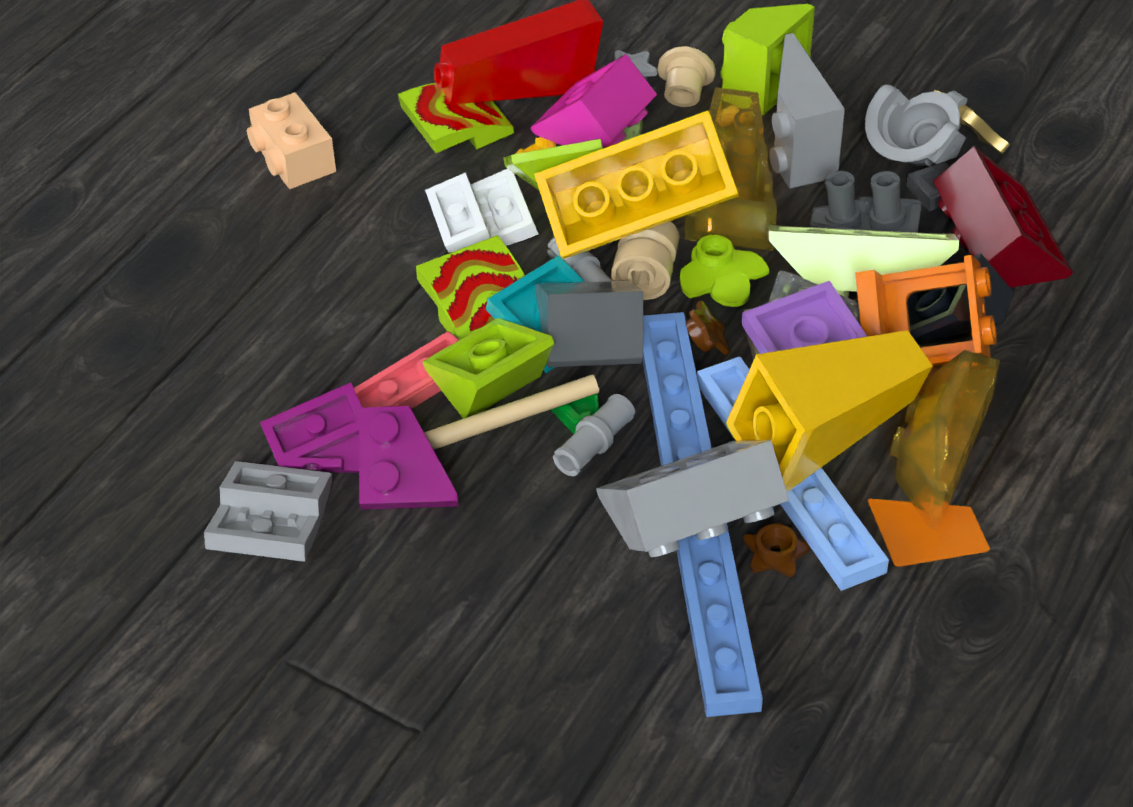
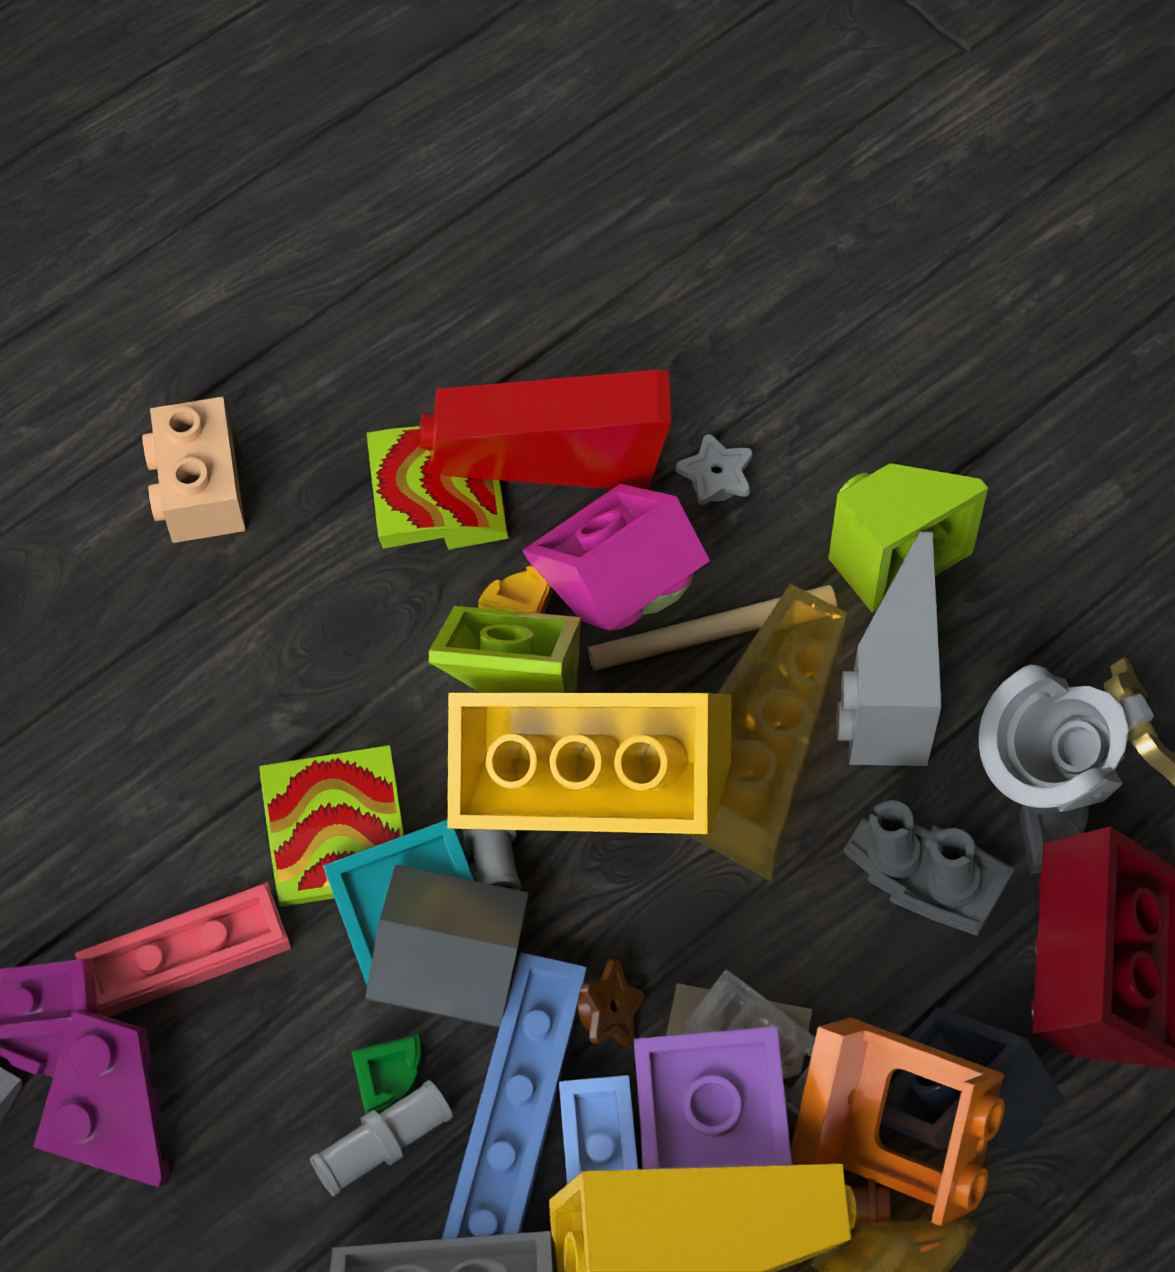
camera: 20 degrees right, 15 degrees up
(481, 210) = (385, 679): white slope -> none
(489, 365) = (283, 966): lime slope -> none
(512, 412) = (282, 1062): tan bar -> none
(647, 259) = (571, 864): tan wheel -> none
(685, 74) = (777, 521): tan piece -> none
(721, 271) = (676, 908): lime plate -> none
(839, 253) = (872, 955): yellowish green wedge -> none

